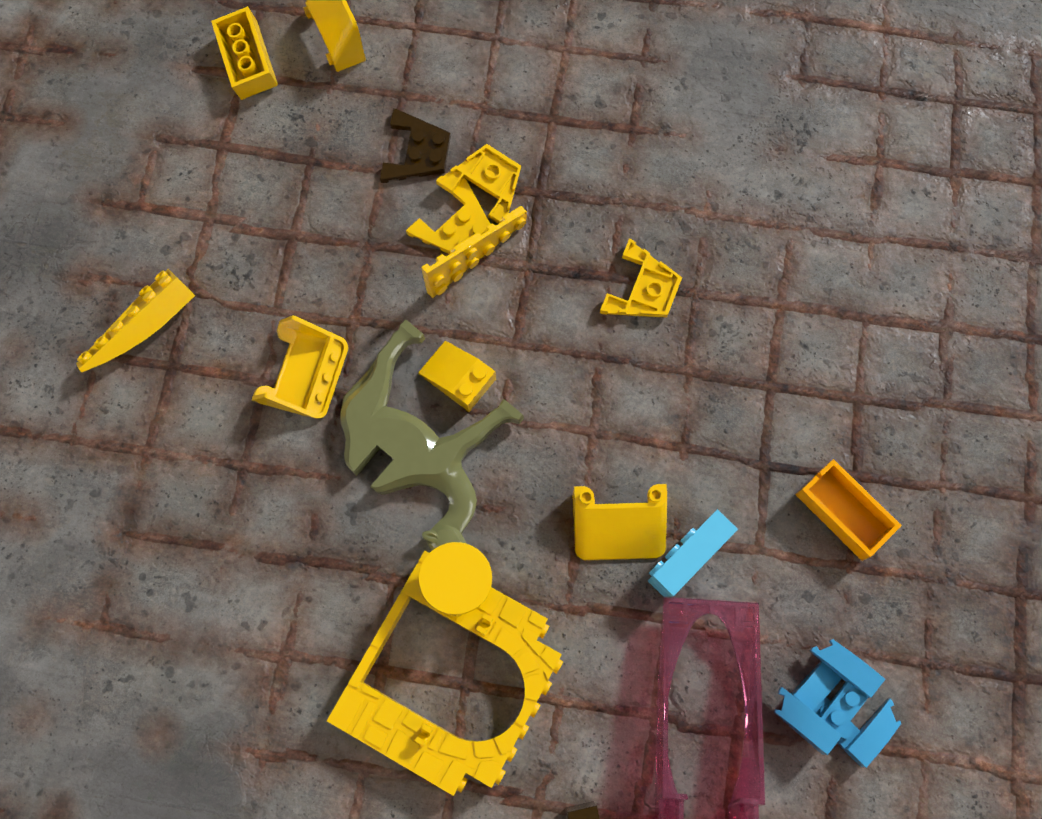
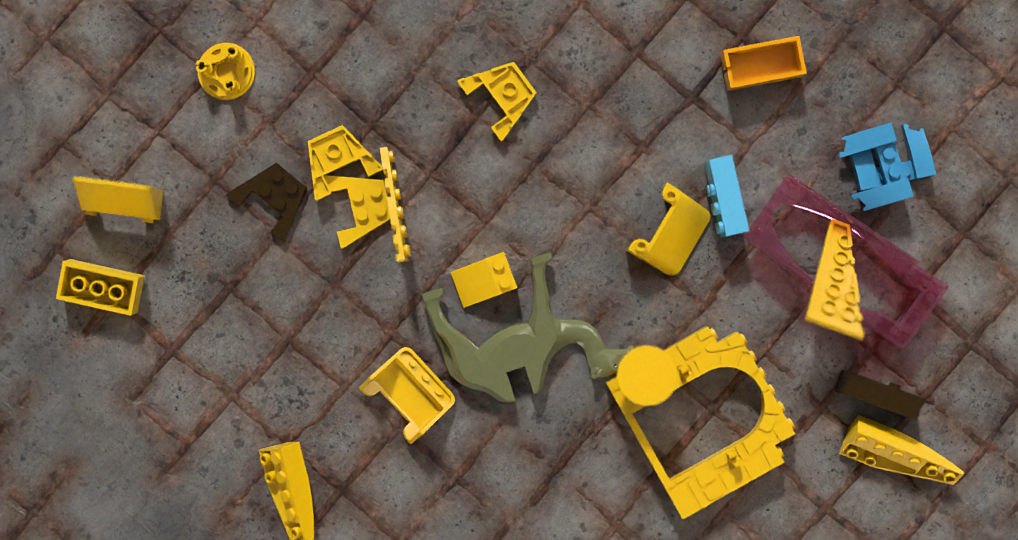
camera: 55 degrees left, 15 degrees up
(504, 48) = (226, 71): none -> yellow piece
(675, 726) = (835, 286): none -> yellow wing

